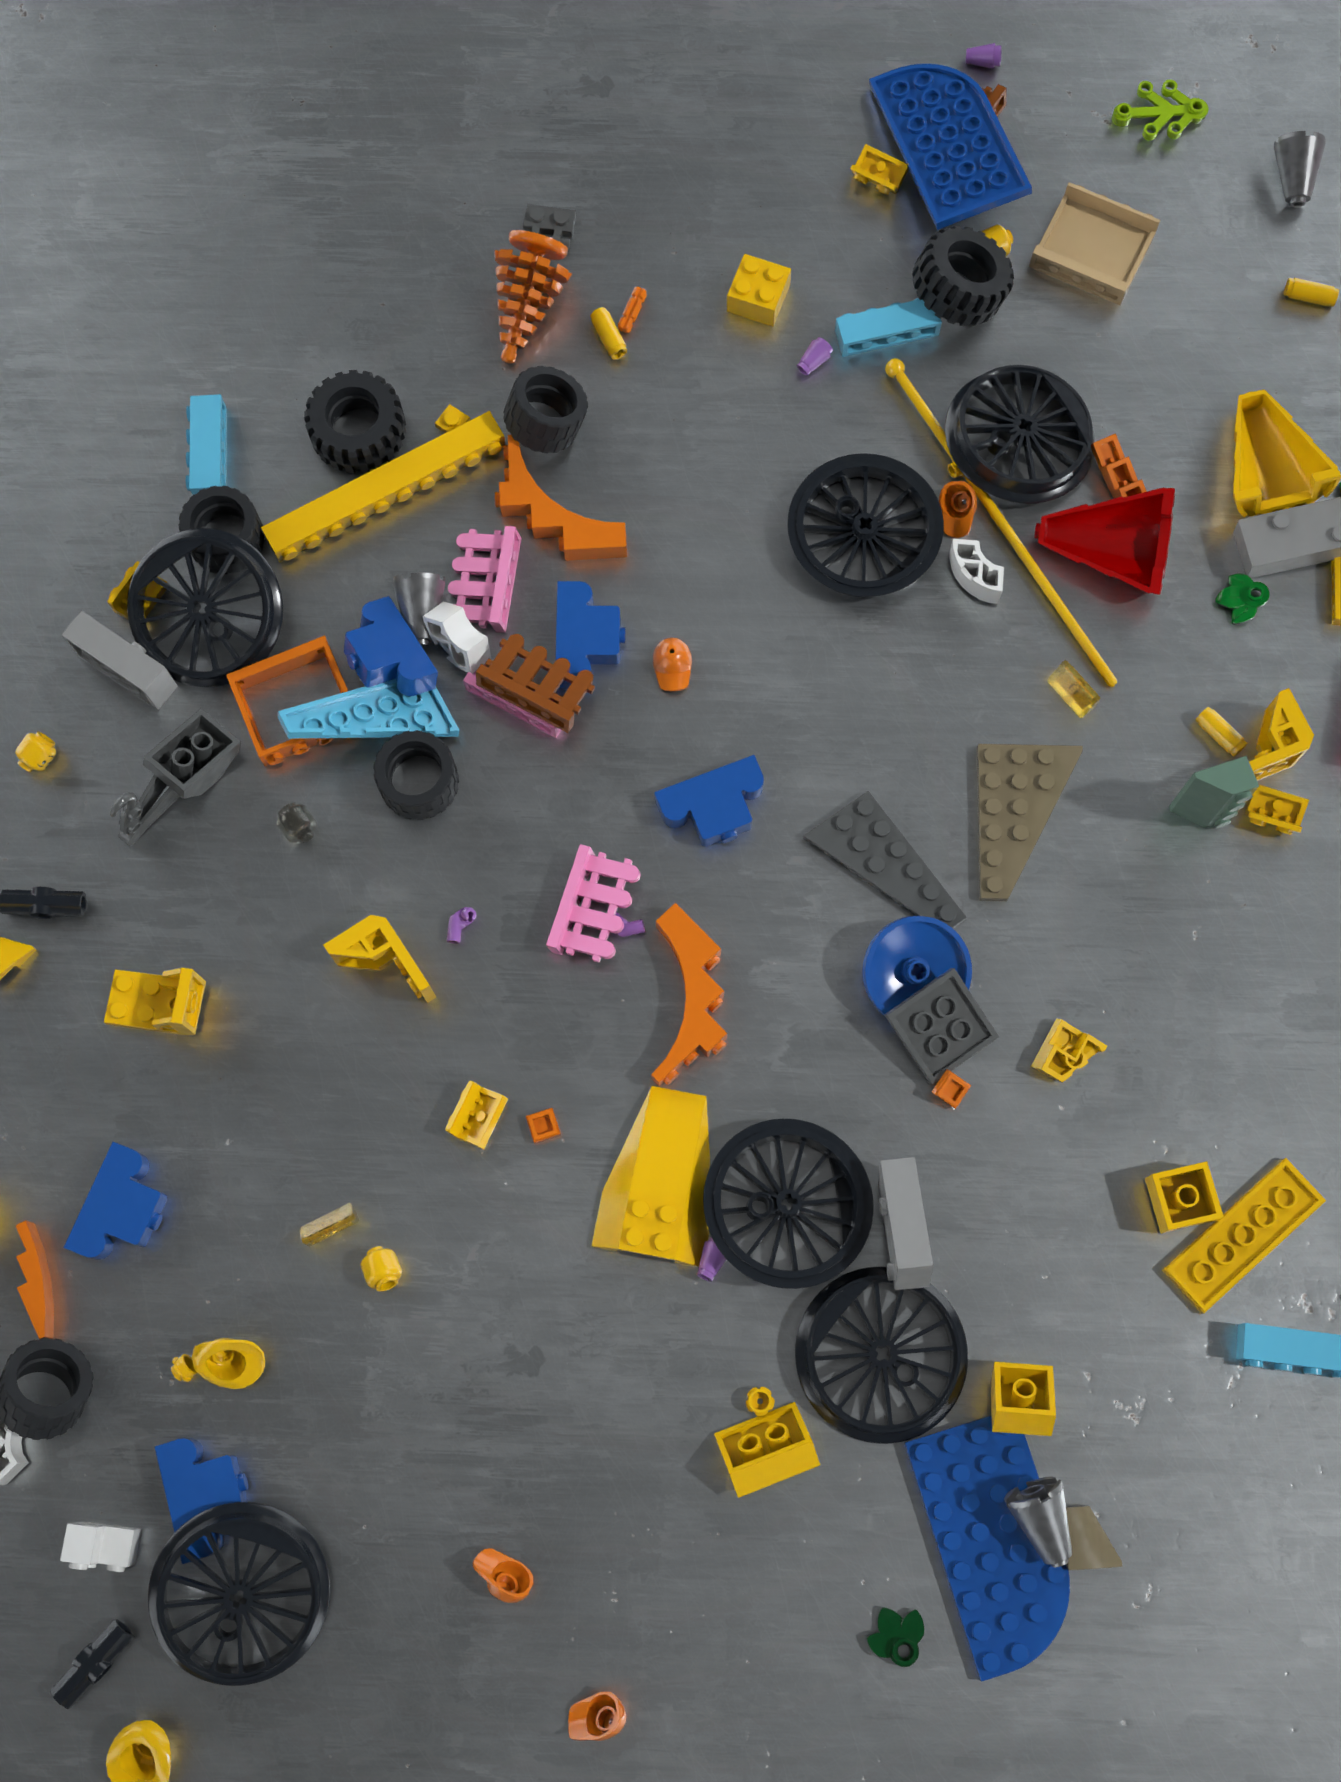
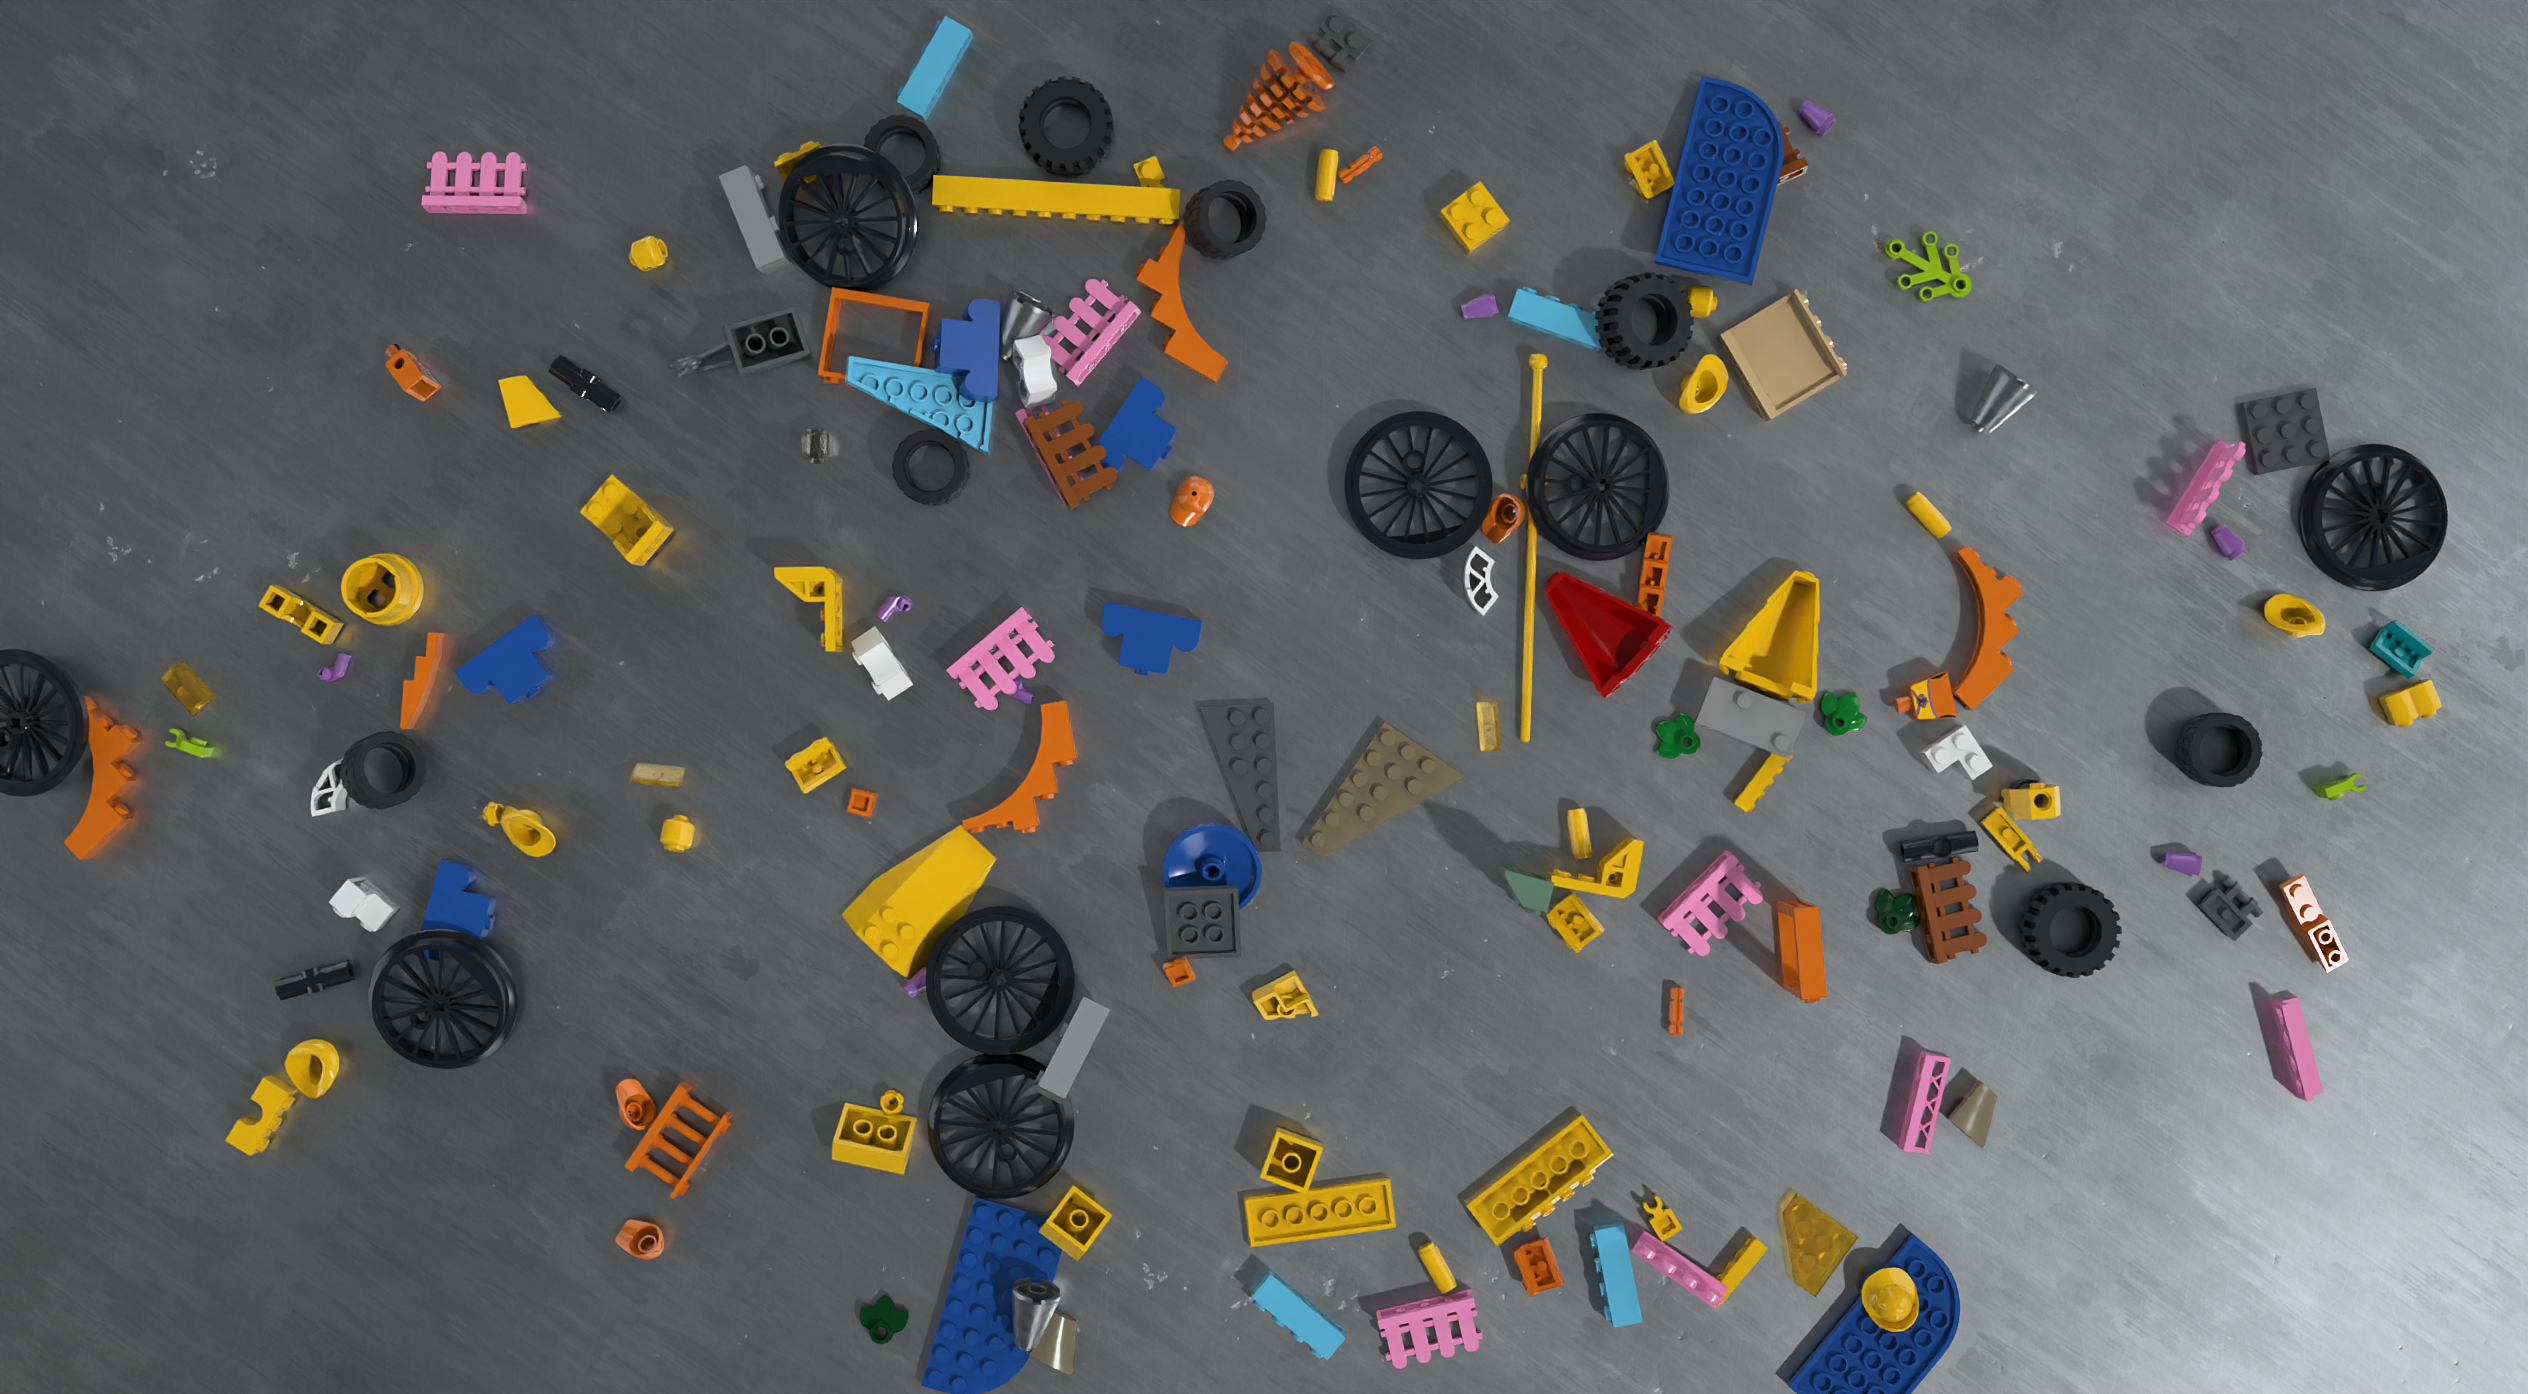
camera: 30 degrees right, 15 degrees up
(480, 980) = (885, 669): none -> white brick
(545, 1598) = (655, 1139): none -> orange fence
(1048, 303) = (1703, 385): none -> yellow hat

